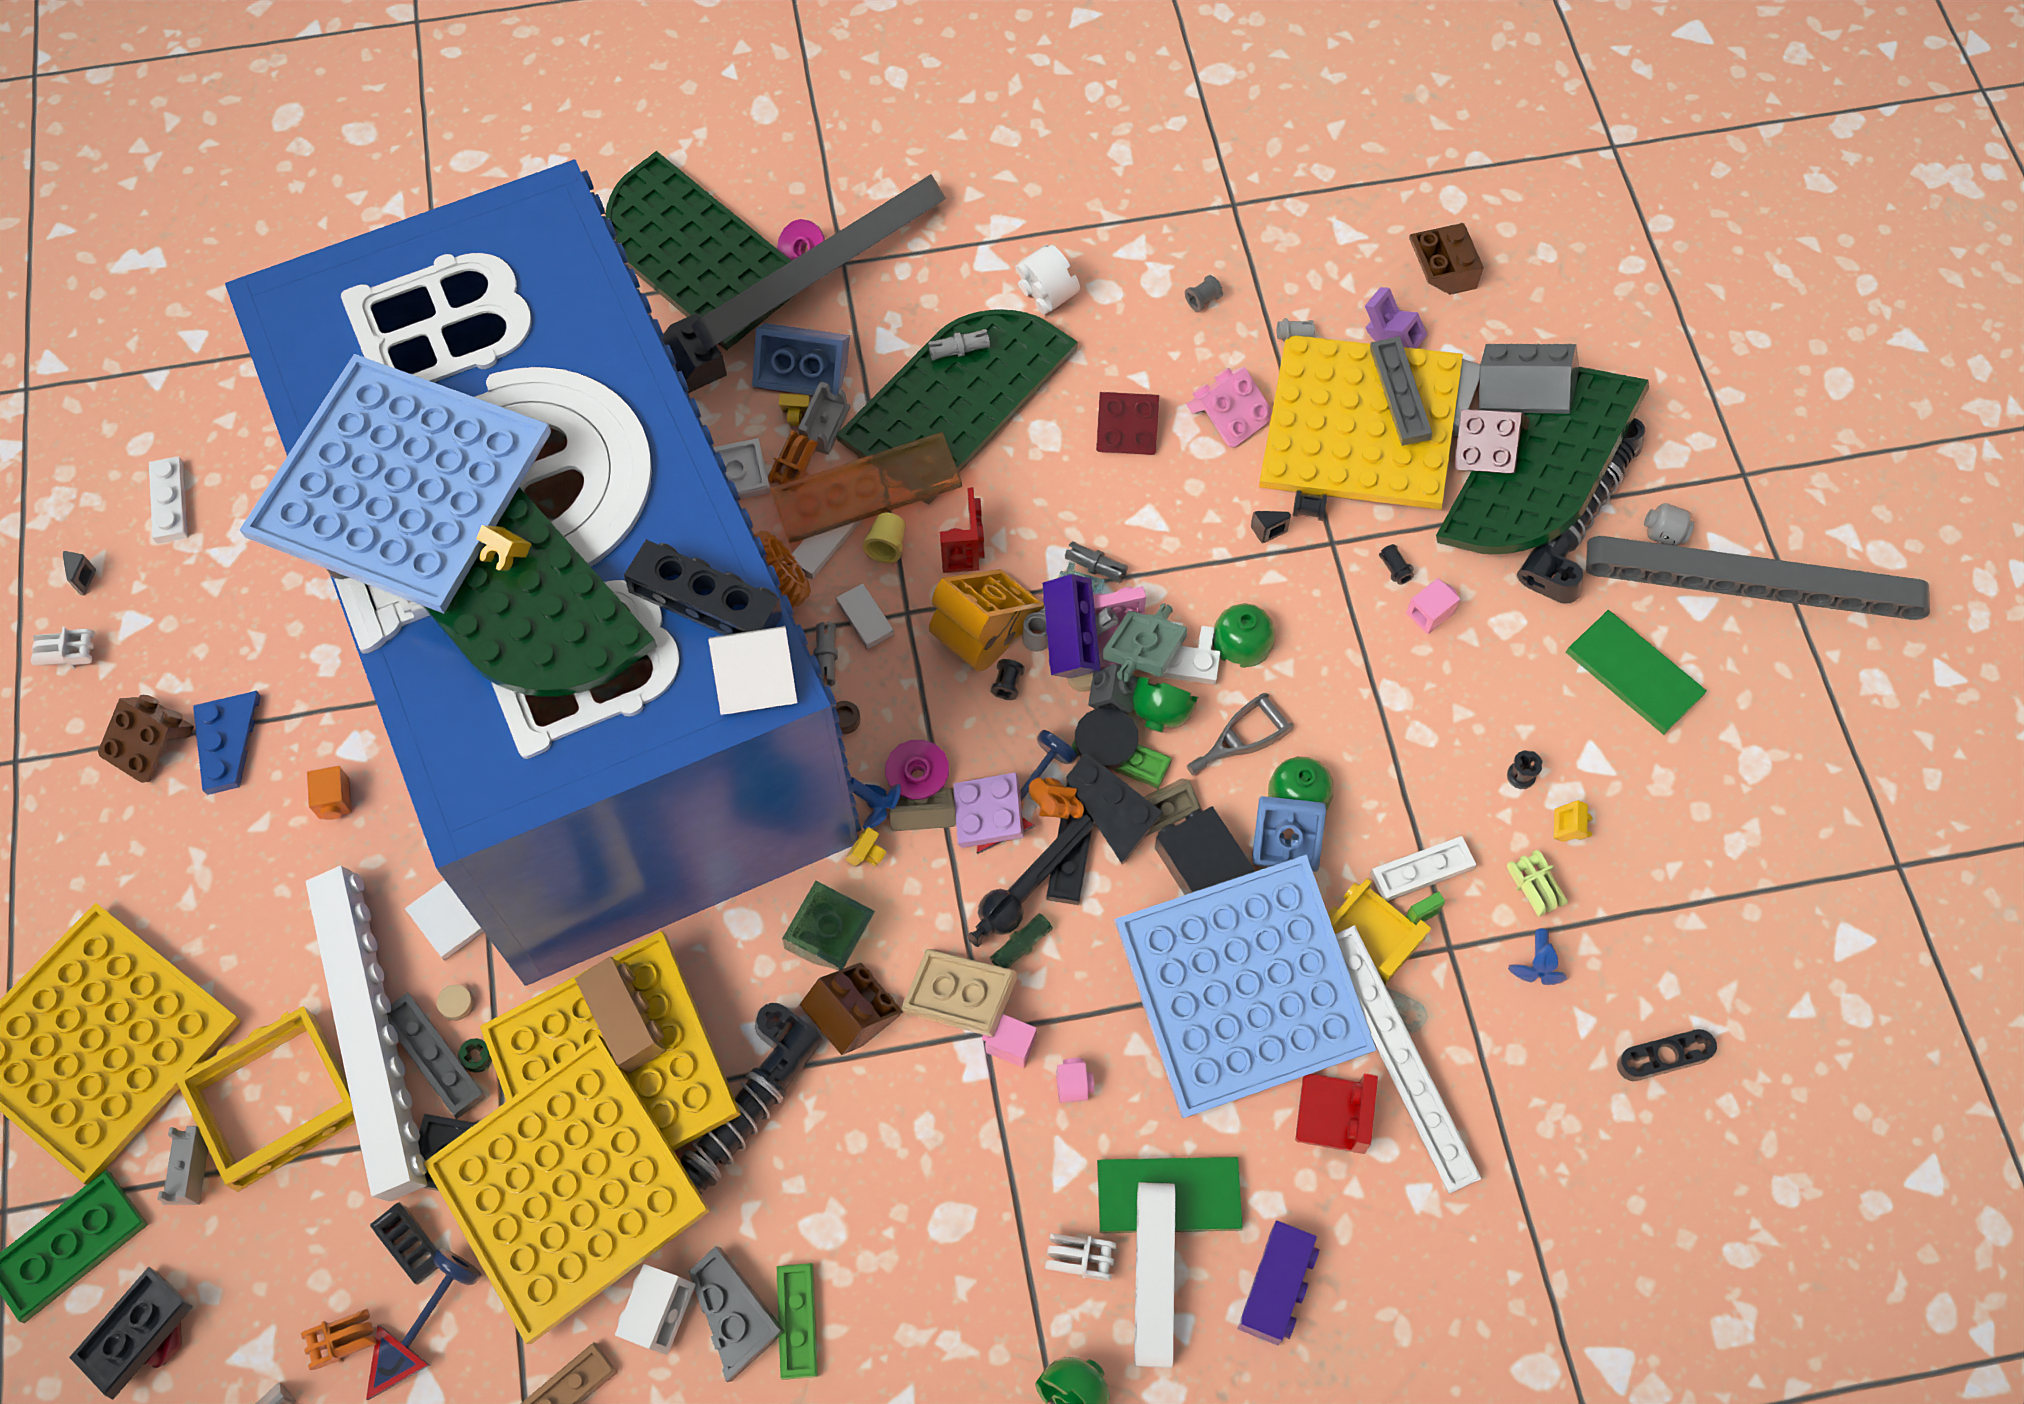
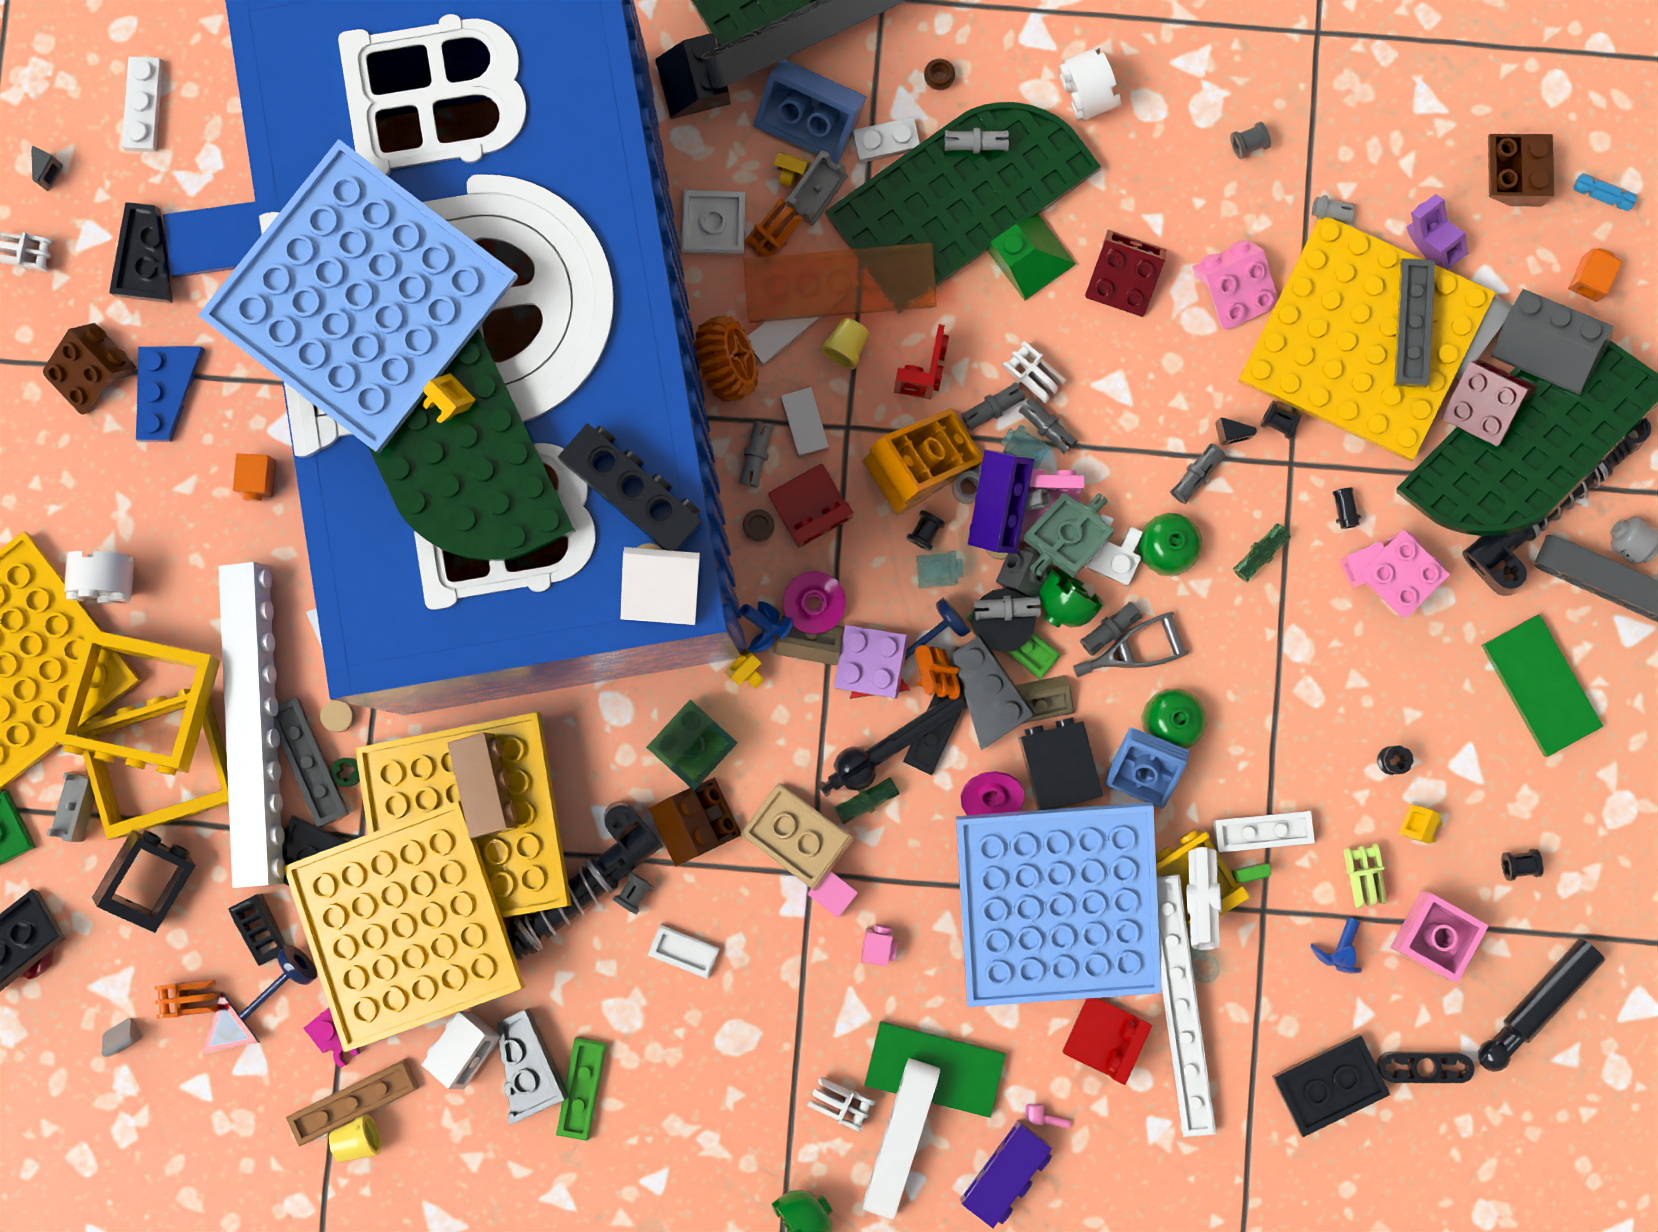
camera: 15 degrees right, 20 degrees up
(180, 922) = (99, 576): none -> white brick
(184, 626) = (141, 256): none -> black wing
(229, 979) = (193, 716): none -> yellow window
(262, 1255) = (105, 895): none -> black window
(266, 594) = (210, 238): none -> blue tile
(504, 1339) = (325, 1036): none -> dark pink plate
(804, 1096) = (633, 893): none -> dark grey bush
(872, 1144) = (683, 951): none -> white tile
(875, 369) = (885, 139): none -> white plate
(891, 685) = (810, 505): none -> red bracket
(910, 300) = (943, 66): none -> reddish brown plate
(1031, 712) = (938, 570): none -> clear light blue bracket
(1034, 429) = (1030, 256): none -> green slope
(1039, 559) = (993, 406): none -> dark grey pin
(1070, 522) = (1032, 371): none -> white arm
(1106, 721) = (1007, 608): none -> light grey pin
(1147, 884) = (992, 794): none -> dark pink dish
(1212, 722) = (1111, 628): none -> dark grey pin
(1249, 569) = (1198, 473): none -> dark grey pin
(1289, 1213) = (1036, 1115): none -> bright pink hand
(1332, 620) = (1261, 552): none -> clear green pin
(1387, 938) = (1204, 898): none -> white piece
(1470, 600) = (1404, 573): none -> bright pink bracket
(1526, 263) = (1605, 192): none -> dark azure axle
(1544, 323) = (1595, 274): none -> orange brick
(1579, 1098) = (1331, 1085): none -> black plate
(1630, 918) = (1439, 936): none -> bright pink brick
(1682, 834) = (1522, 864): none -> black bush
(1755, 960) = (1541, 1004): none -> black piece

